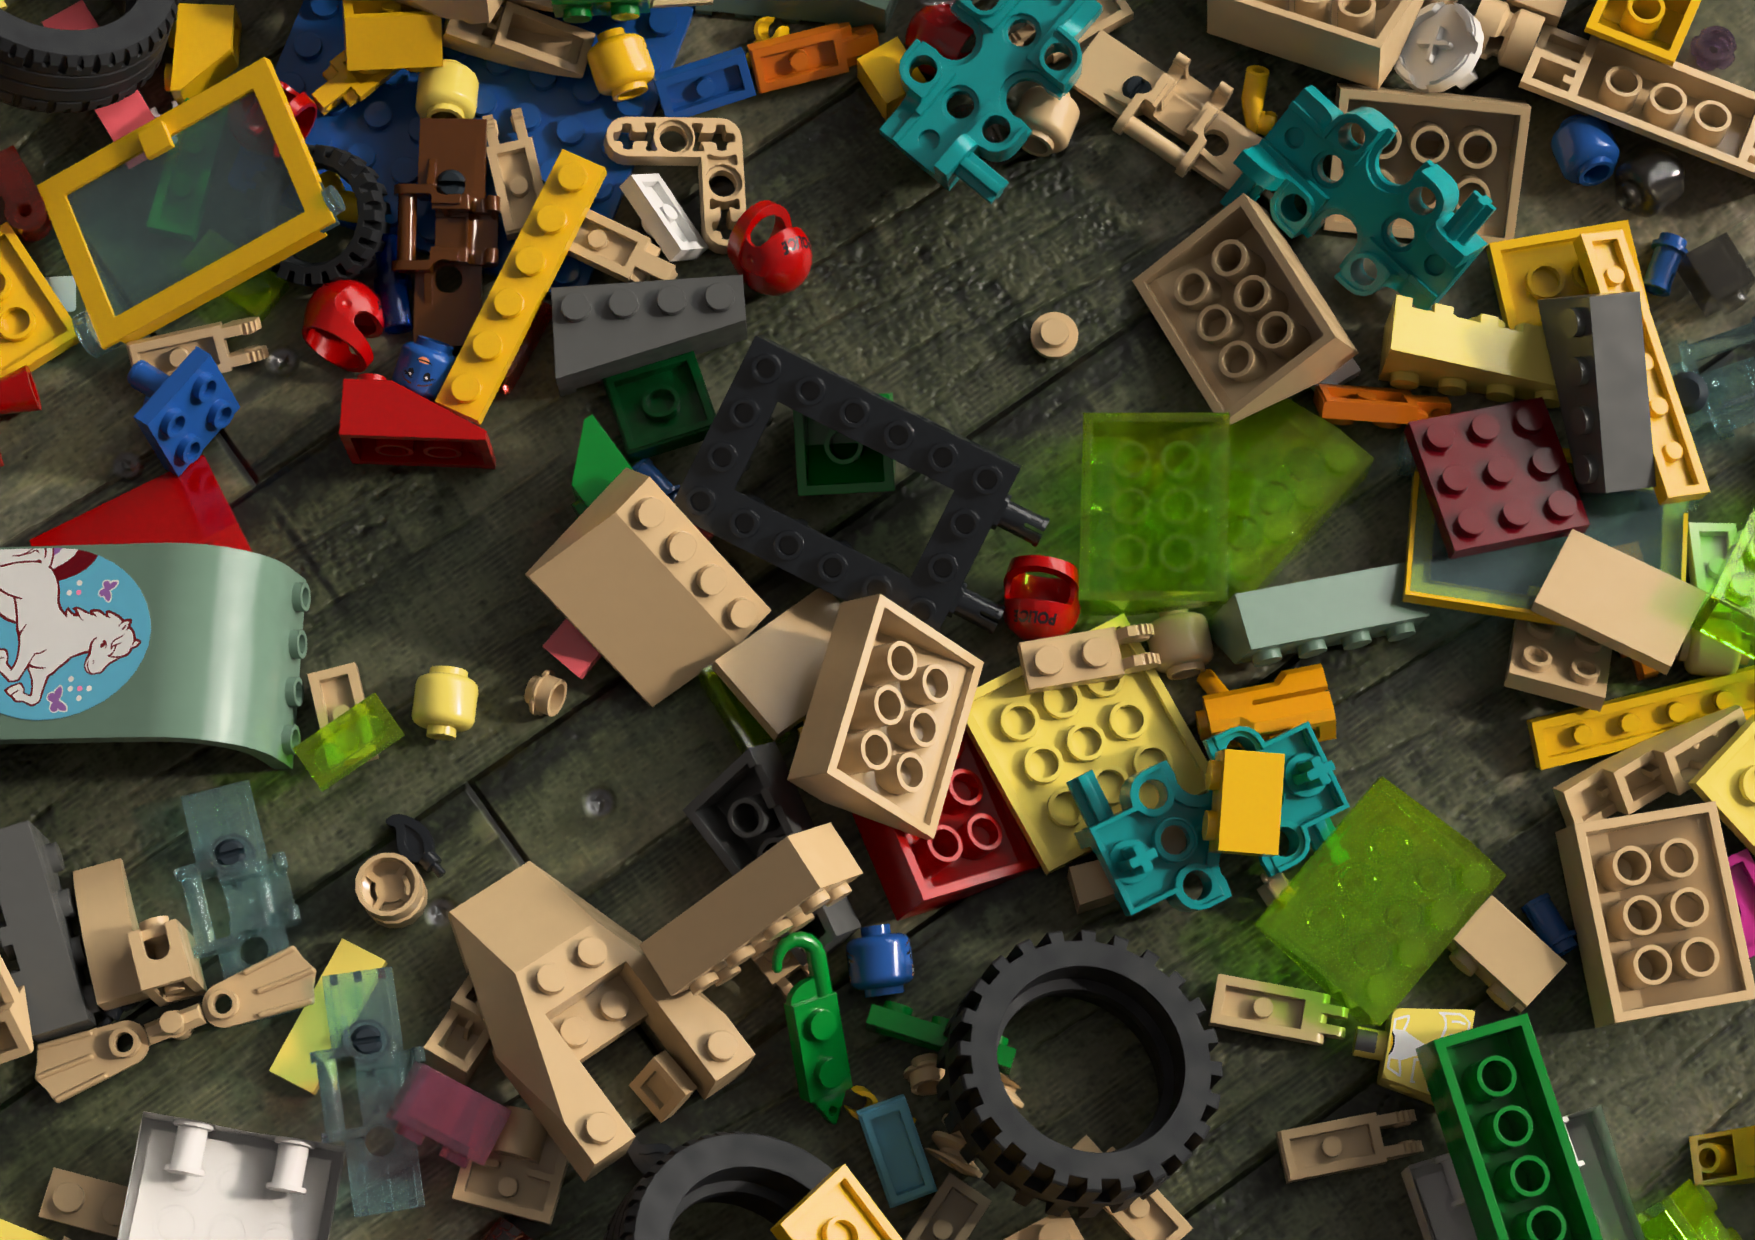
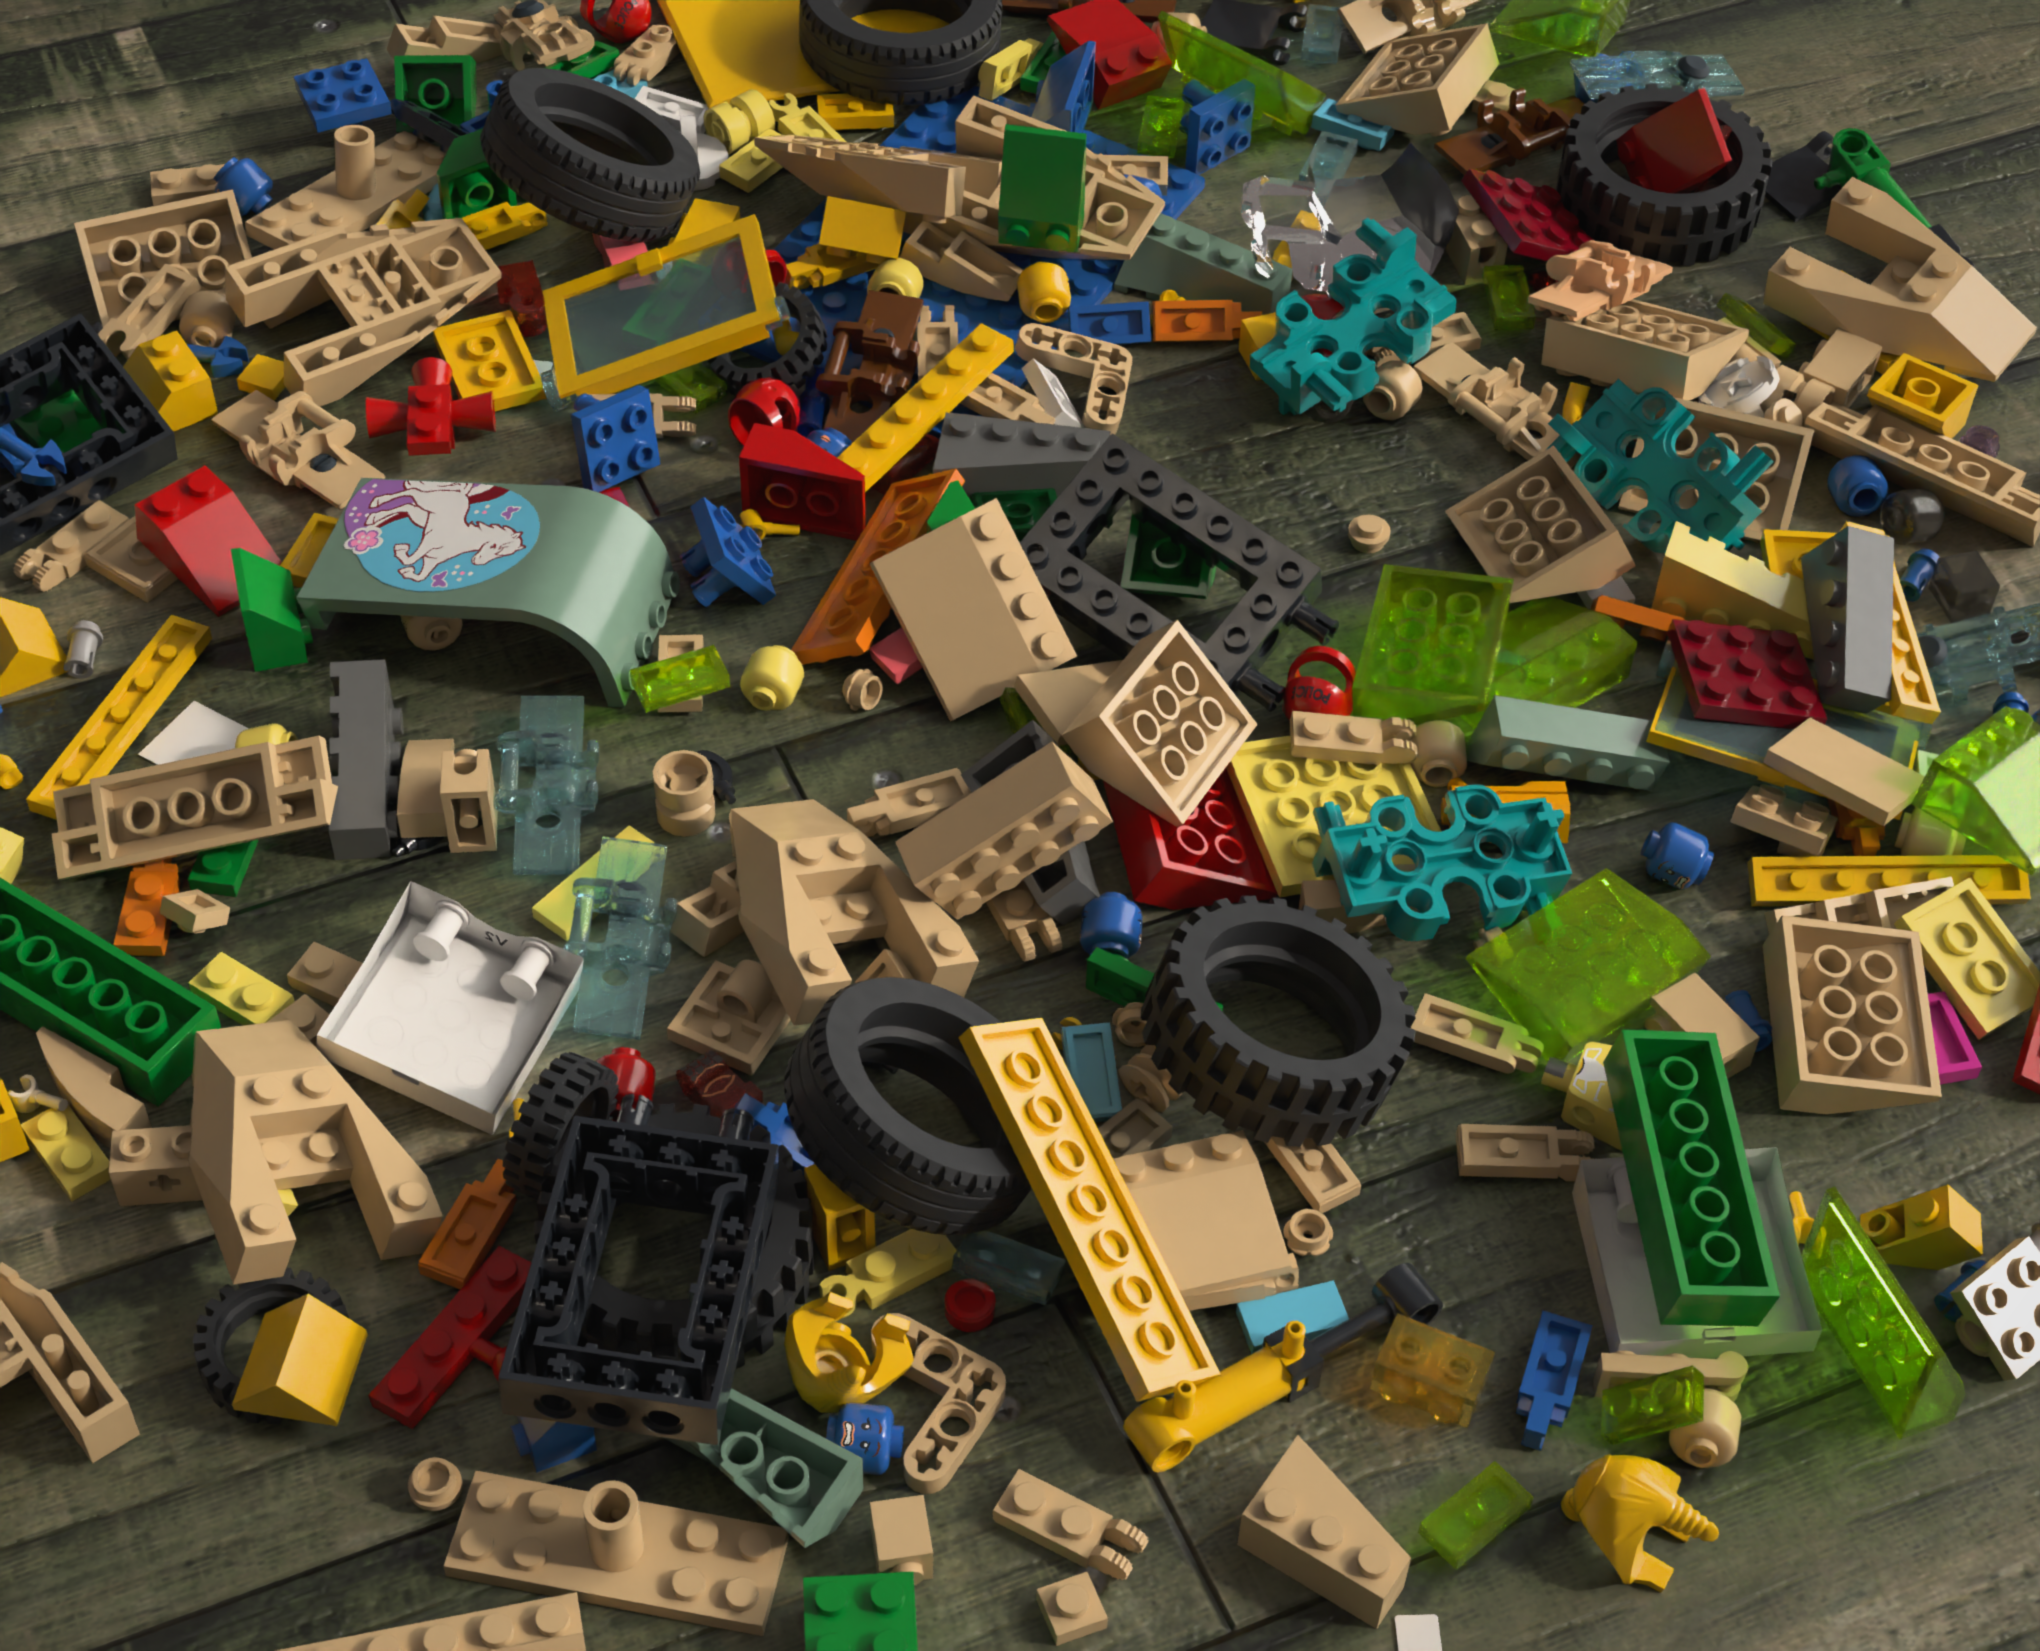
camera: 10 degrees right, 25 degrees down
(92, 1056) = (380, 868): tan piece -> none
(358, 545) = (730, 552): none -> blue plate
(371, 485) = (753, 520): none -> yellow hand
(448, 1115) = (684, 945): clear pink brick -> none
(522, 518) = (855, 600): none -> orange plate
(635, 841) = (908, 803): none -> tan hinge
(777, 264) = (1144, 427): red helmet -> none
(815, 1029) = (1039, 951): green plate -> none
(1244, 802) = (1475, 835): yellow brick -> none
(1452, 730) = (1677, 856): none -> blue head
(1493, 75) = (1784, 411): none -> tan plate
(1635, 1169) = (1801, 1221): none -> yellow hand

